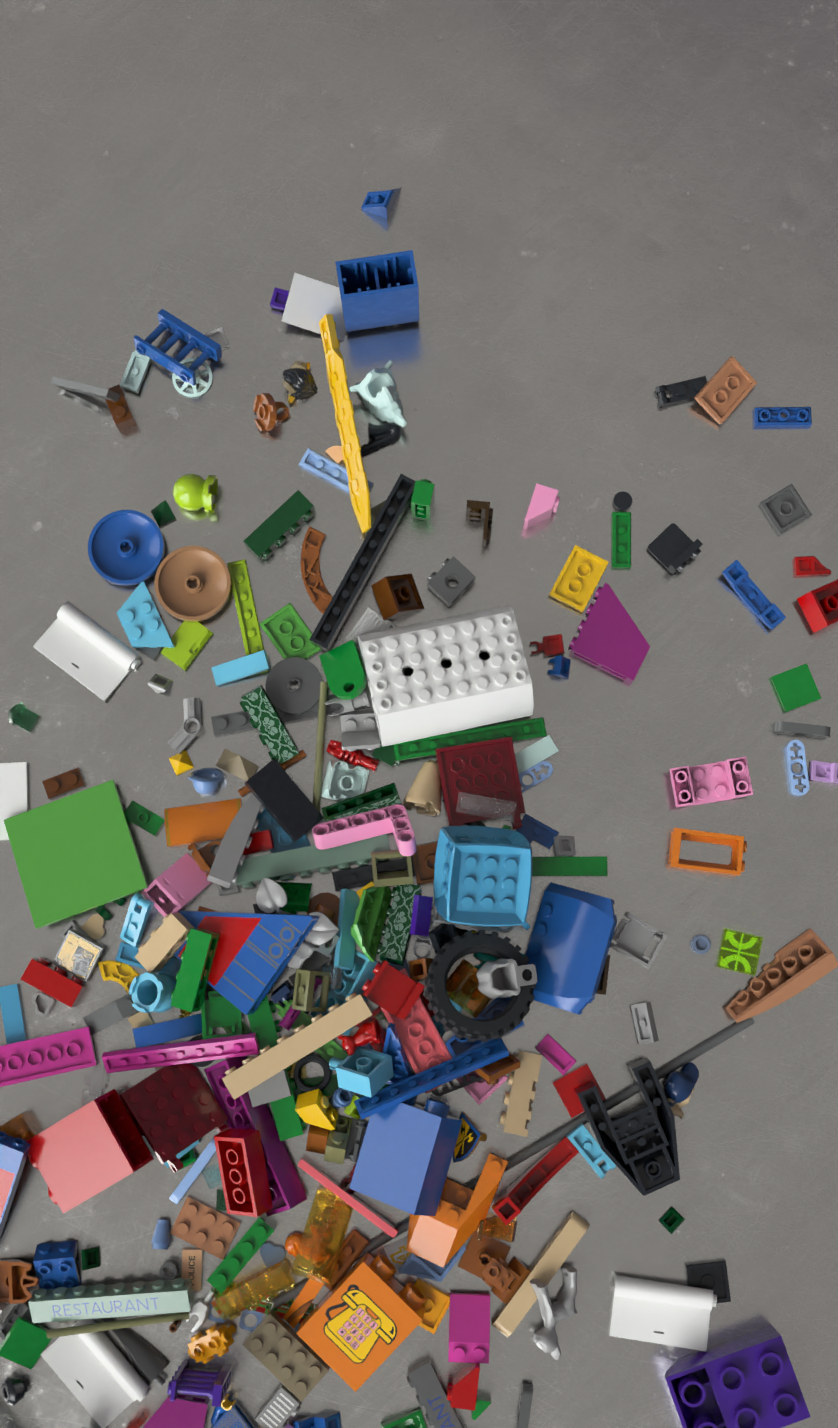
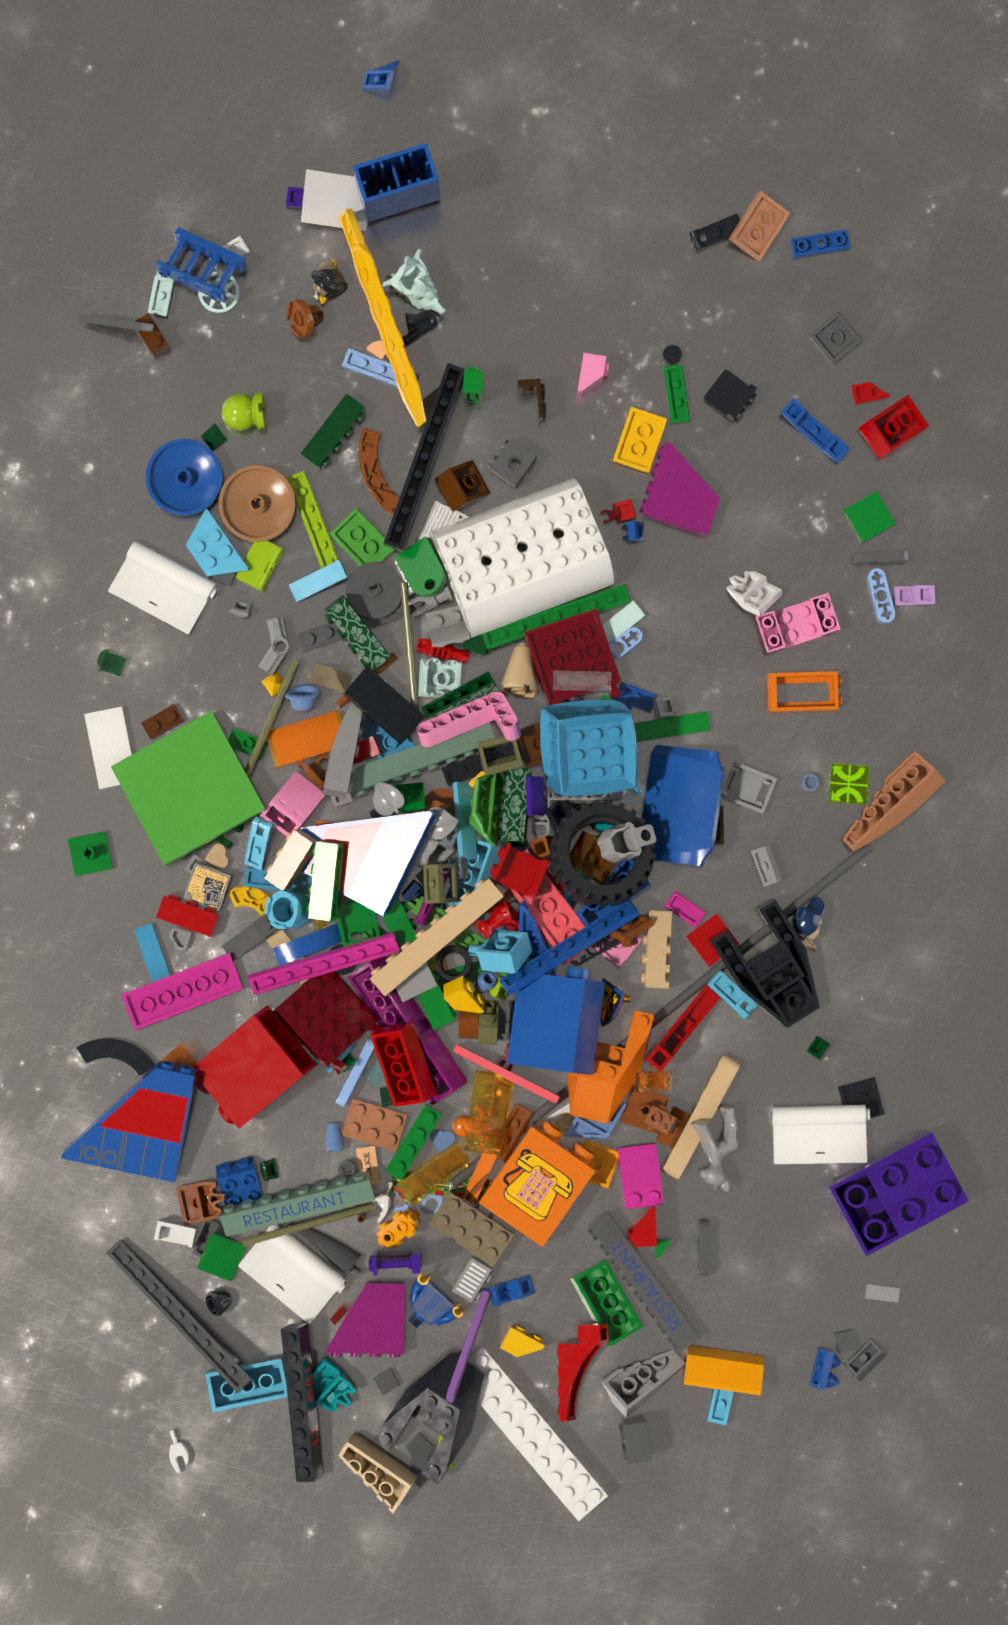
camera: 15 degrees left, 5 degrees up
(170, 797) = (271, 717): none -> olive piece
(670, 744) = (753, 592): none -> white plate

